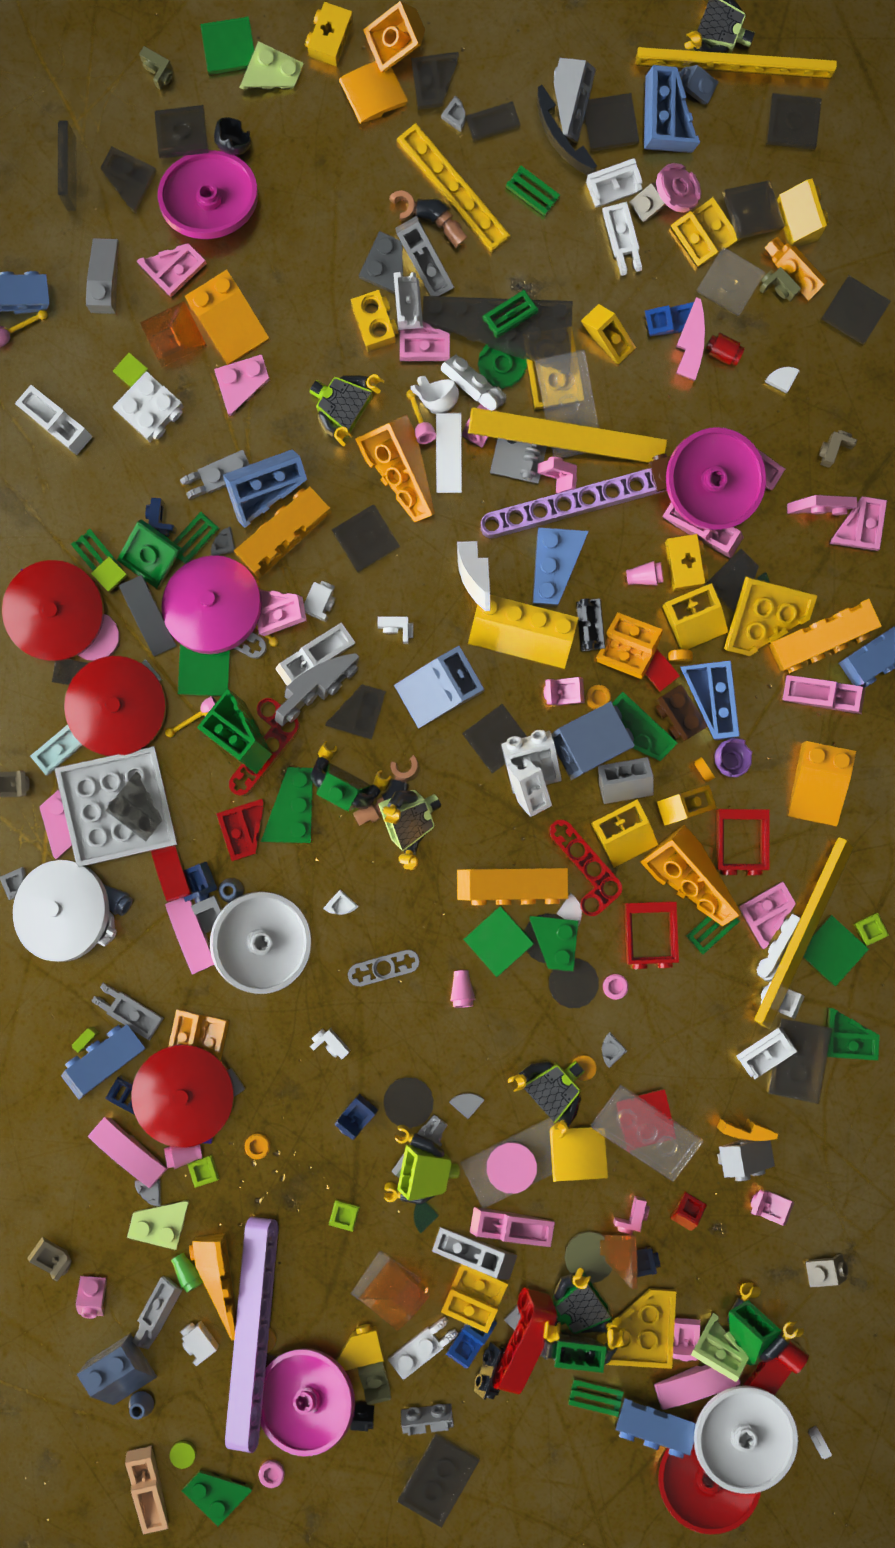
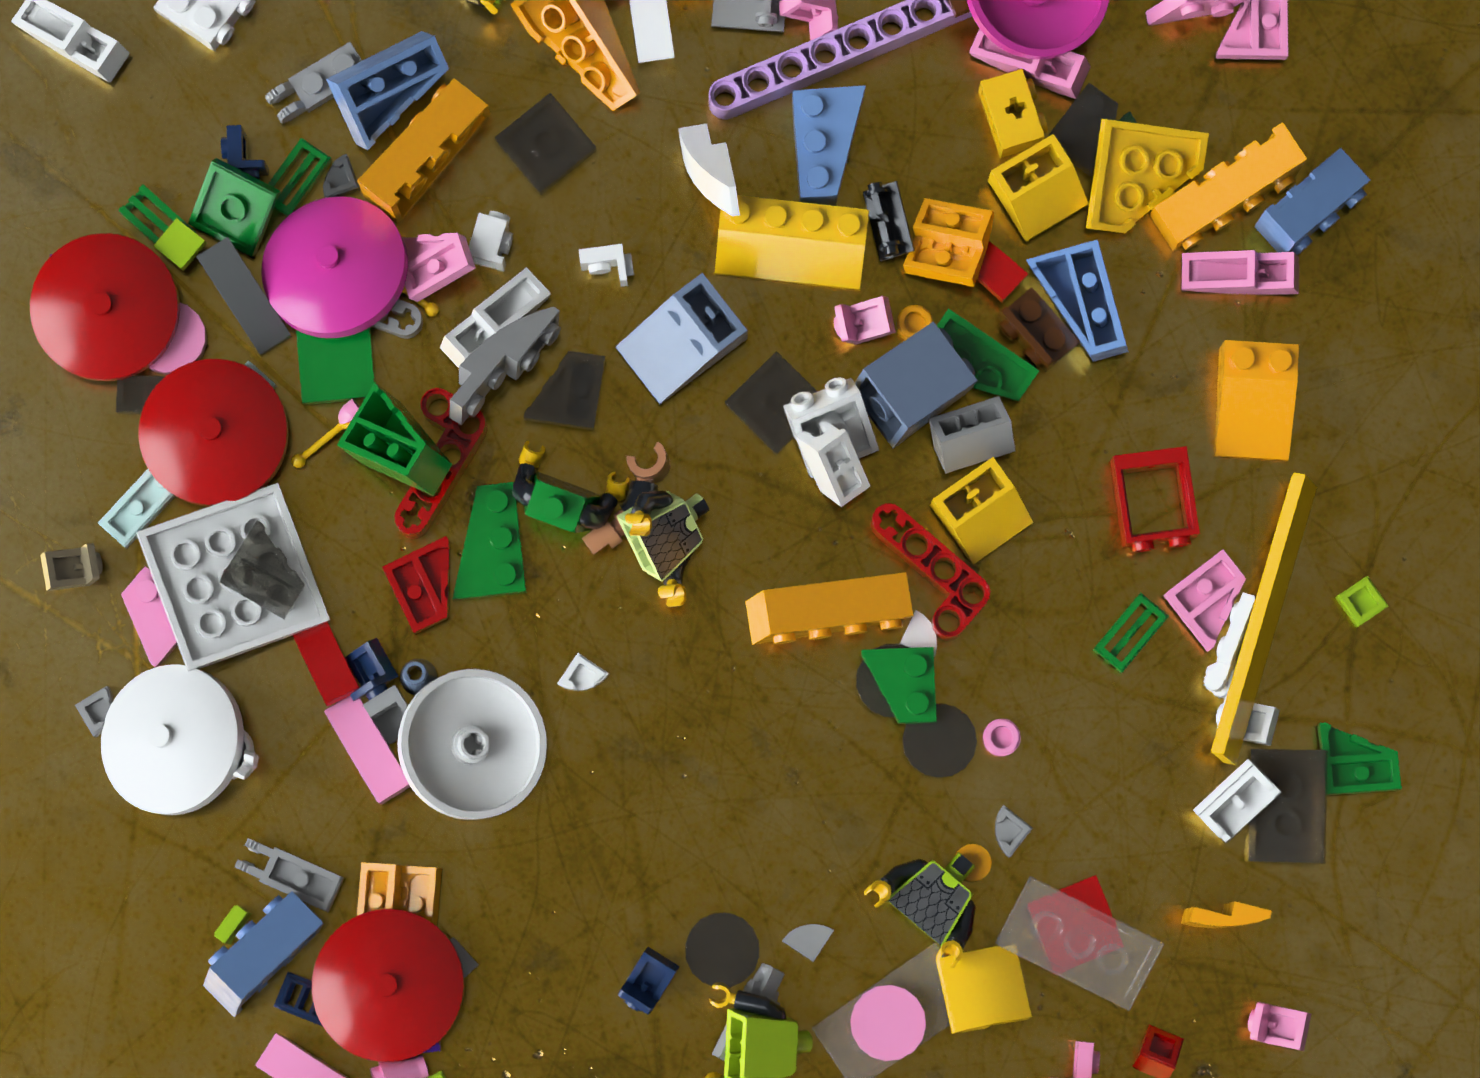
camera: 10 degrees left, 5 degrees down
(118, 900) = (255, 714): sand blue cone -> none
(257, 1146) = (508, 1047): light orange tile -> none
(335, 1046) = (602, 881): white bracket -> none
(367, 979) = (687, 755): light grey beam -> none
(462, 990) = (778, 775): bright pink cone -> none
(499, 941) = (821, 694): green tile -> none
(646, 574) = (957, 138): bright pink cone -> none
(652, 907) = (1033, 614): red window -> none
(680, 656) = (1024, 247): light orange tile -> none
(686, 805) = (1065, 458): yellow slope -> none
(689, 870) = (1082, 551): light orange wedge -> none
(704, 769) = (1083, 404): light orange tile -> none
(733, 757) = (1123, 380): medium lavender hair -> none
(745, 1158) = (1231, 957): light grey brick -> none
(834, 950) = (1312, 640): green tile -> none

